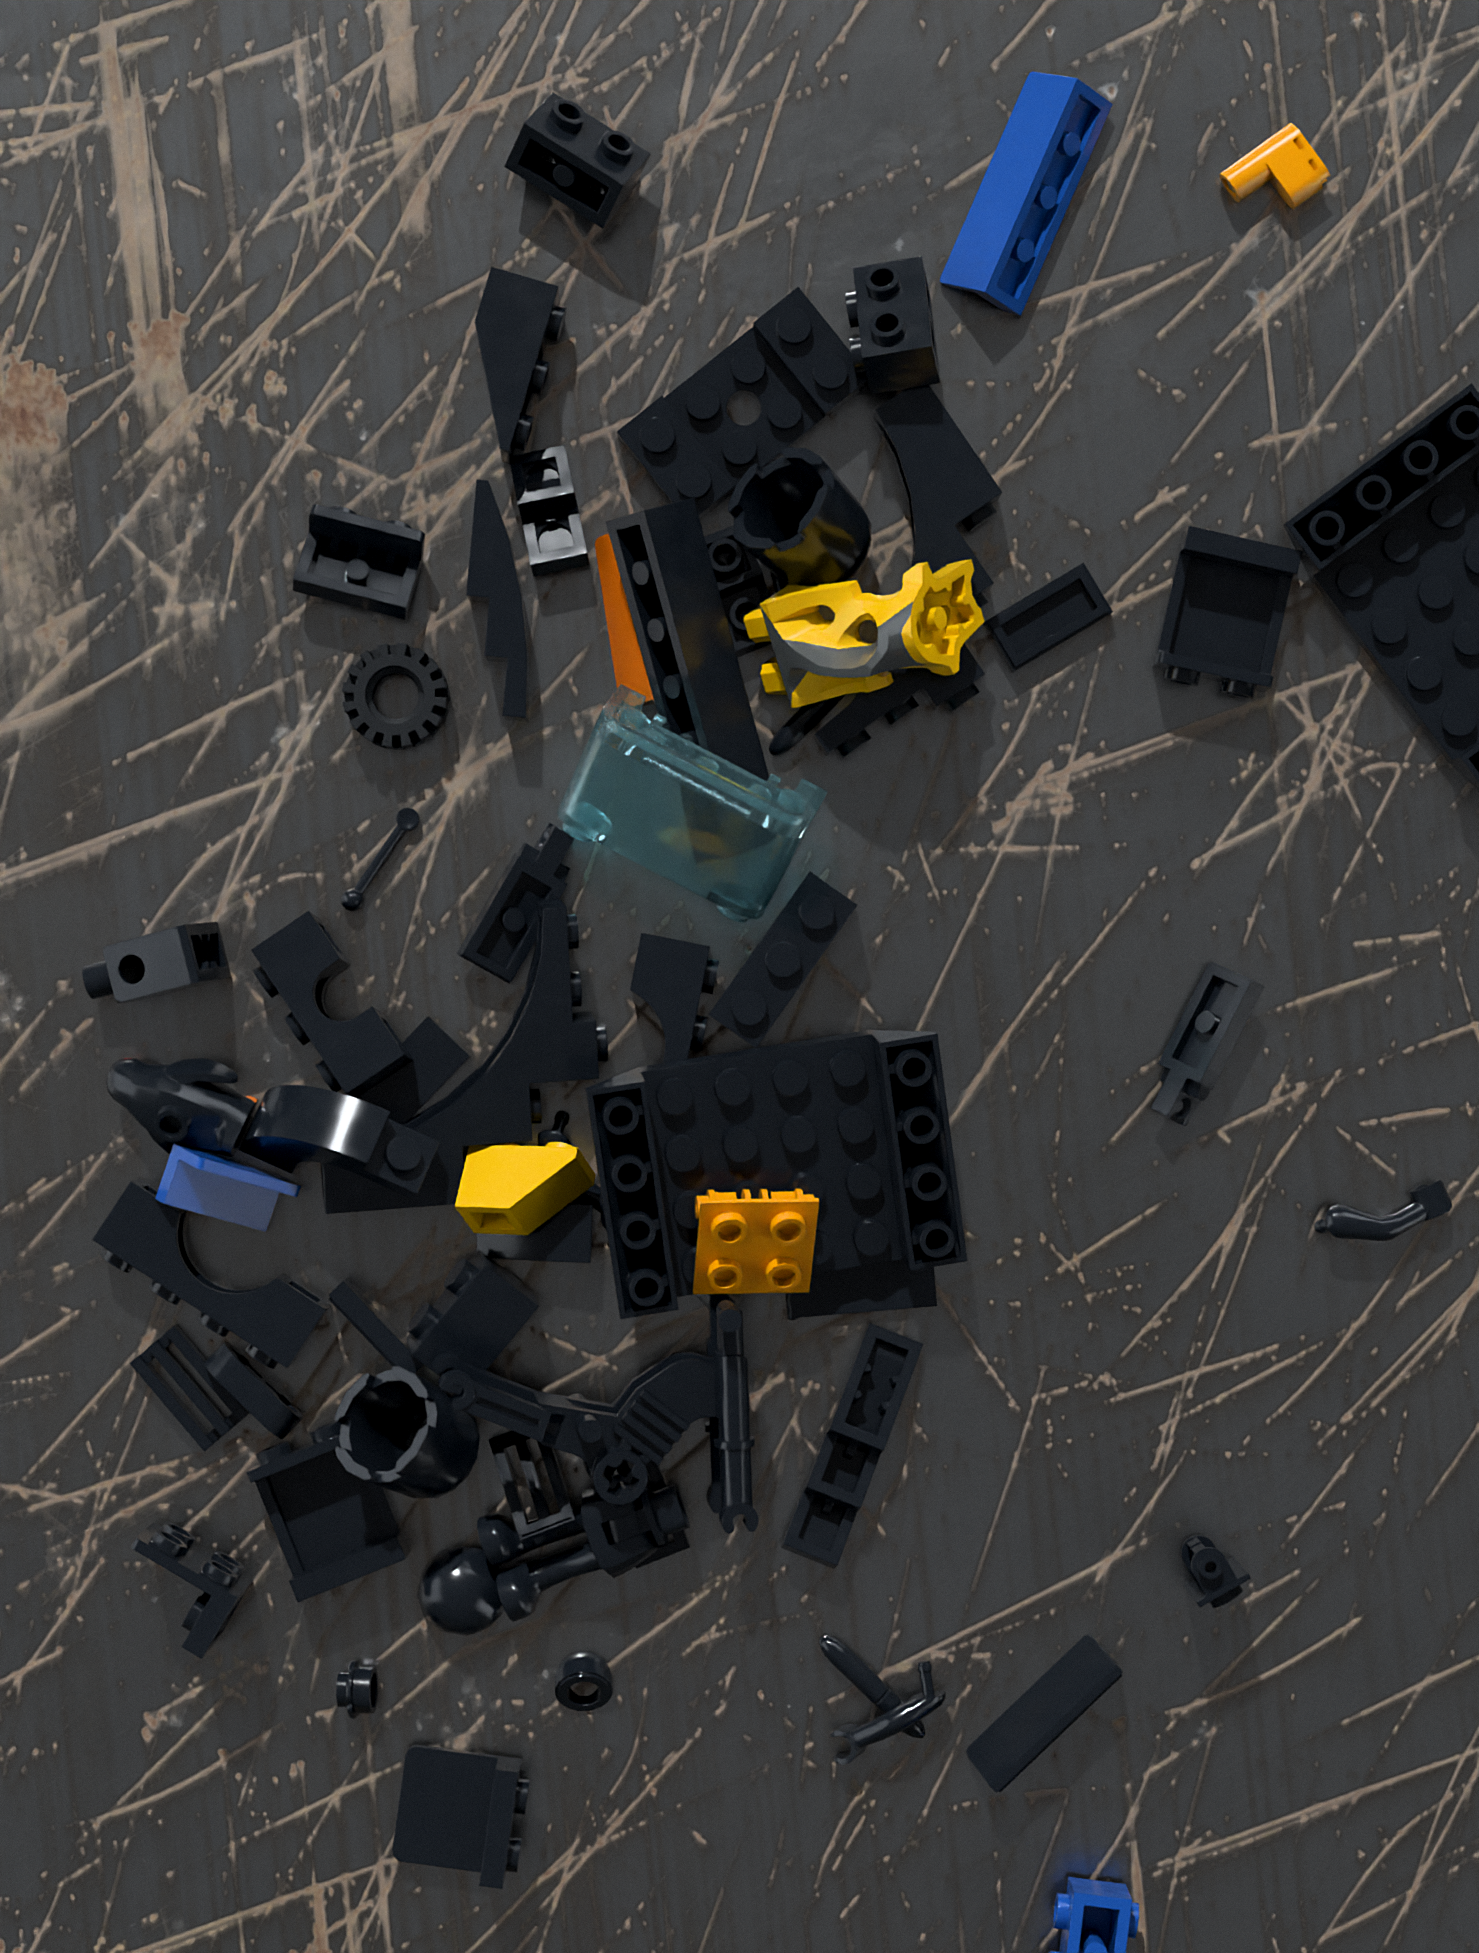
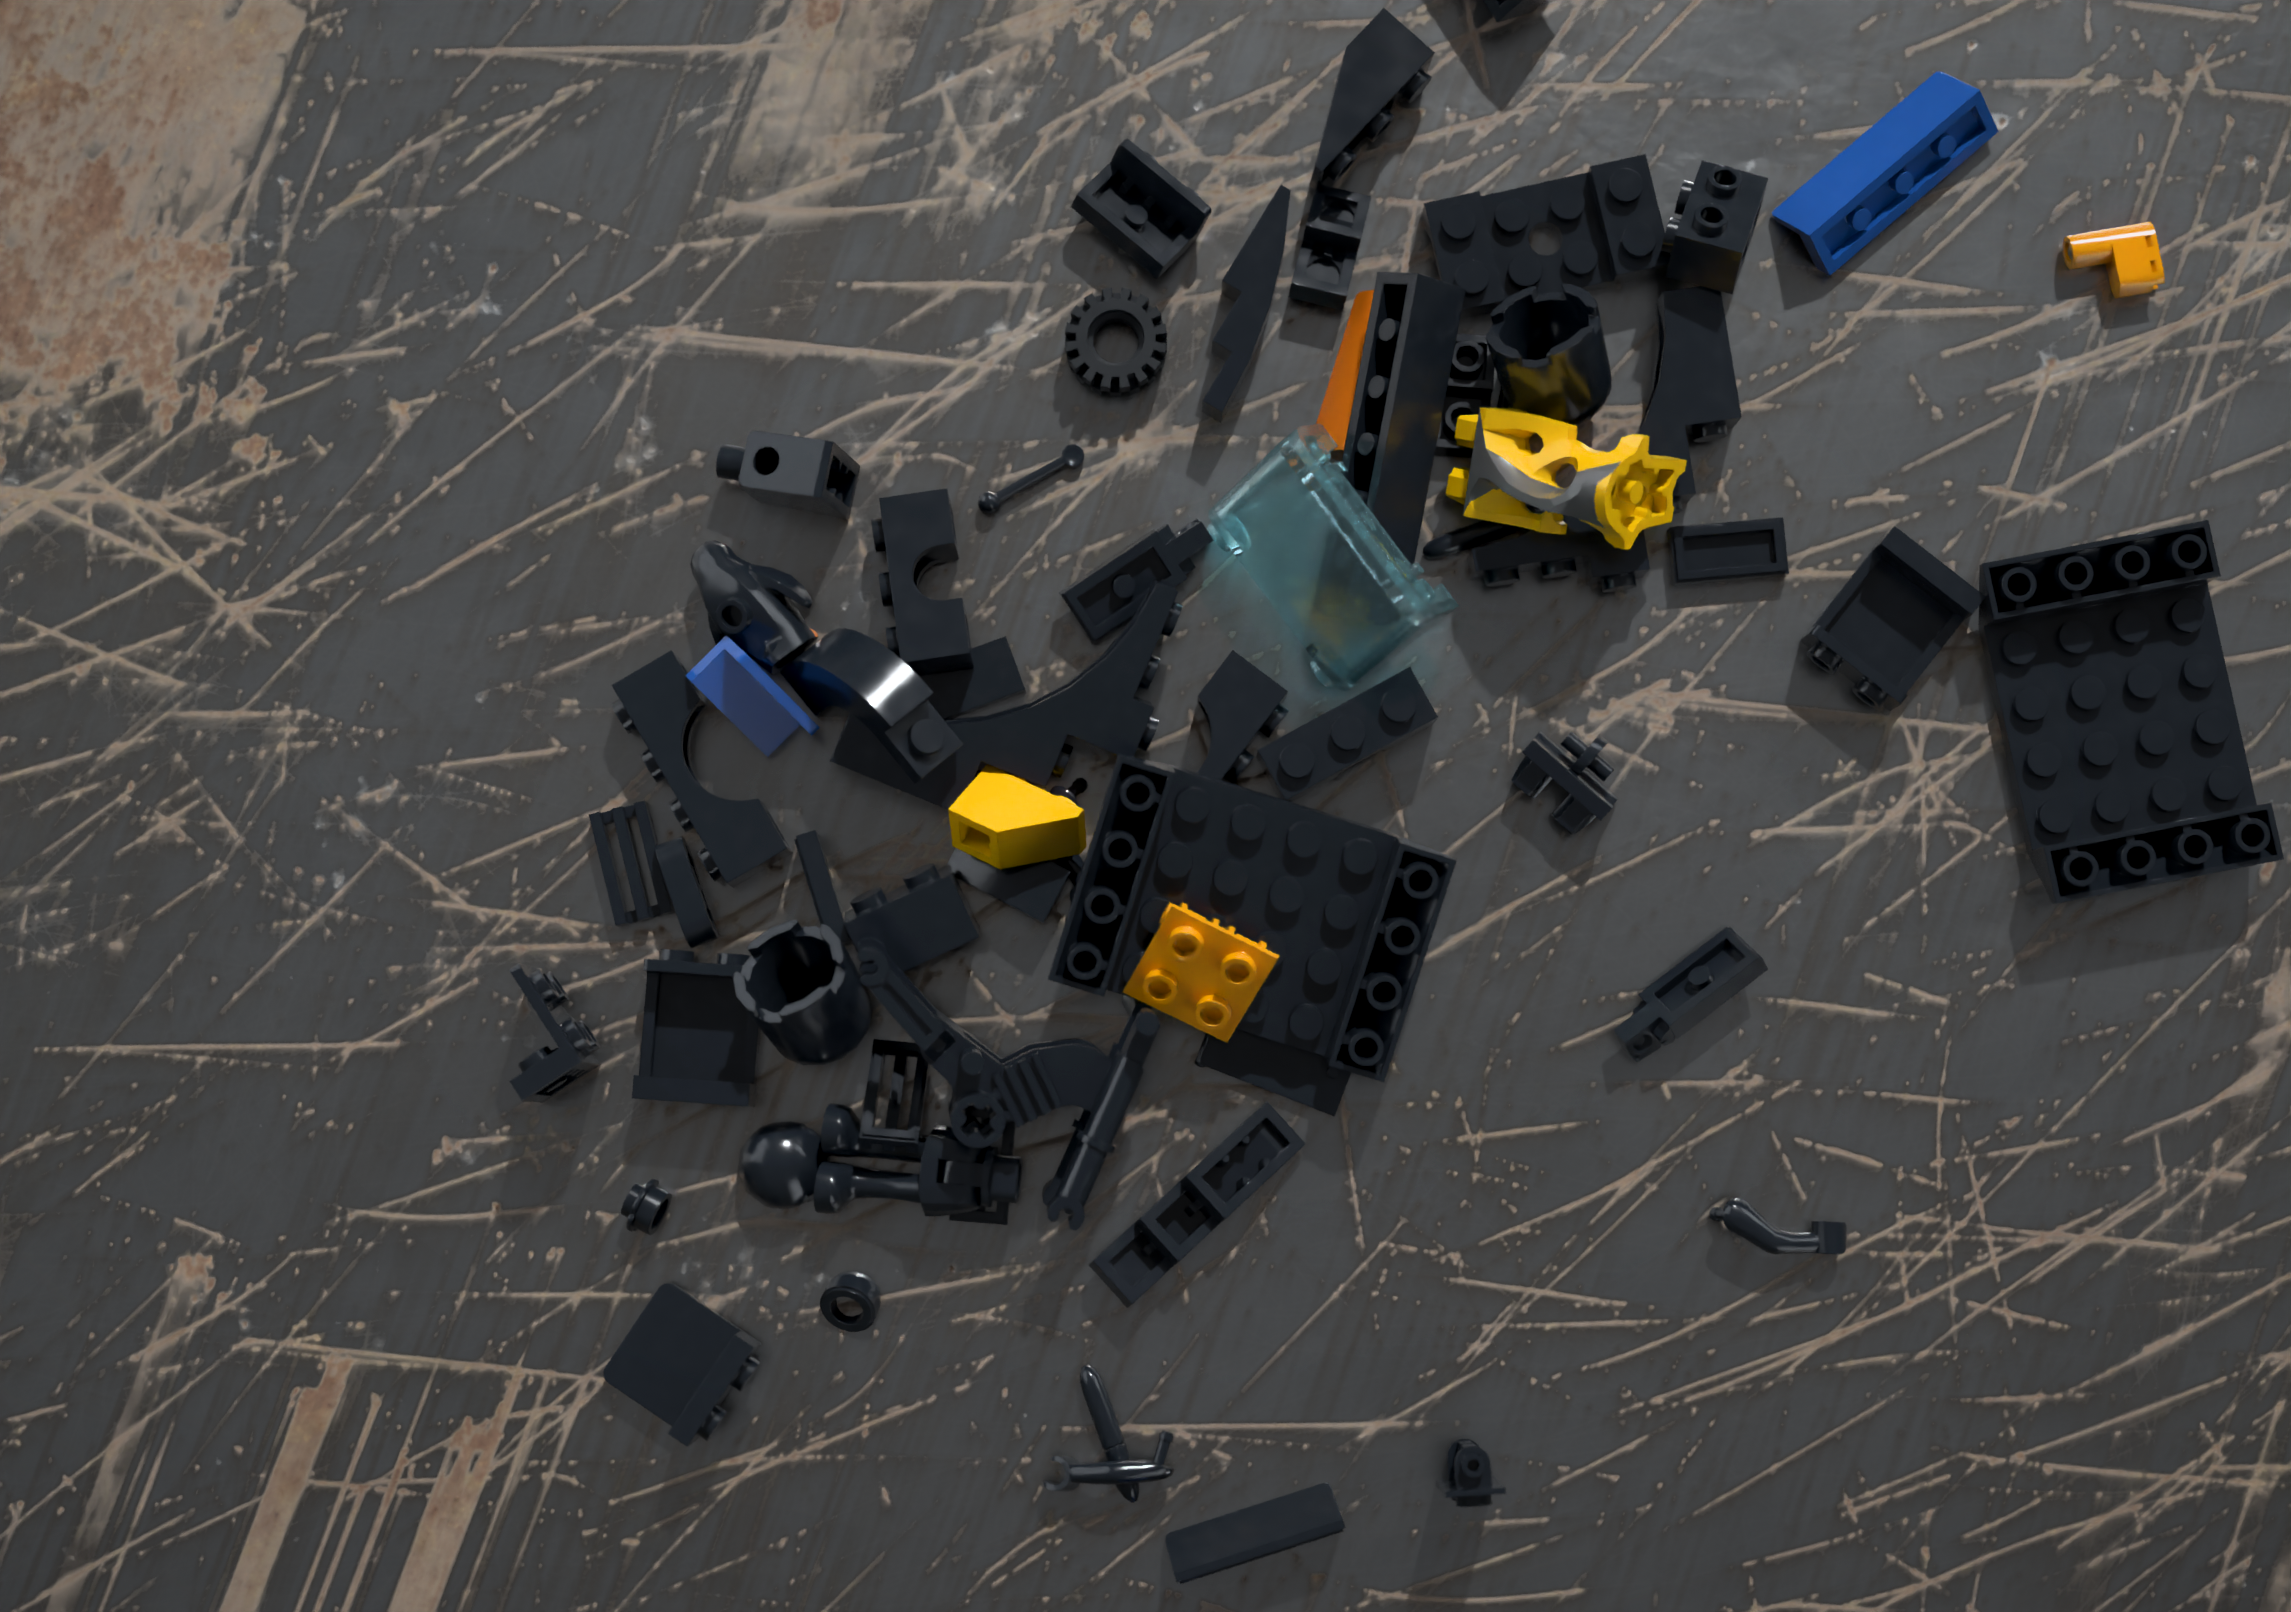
camera: 30 degrees right, 5 degrees down
(1003, 889) = (1586, 794): none -> black hips

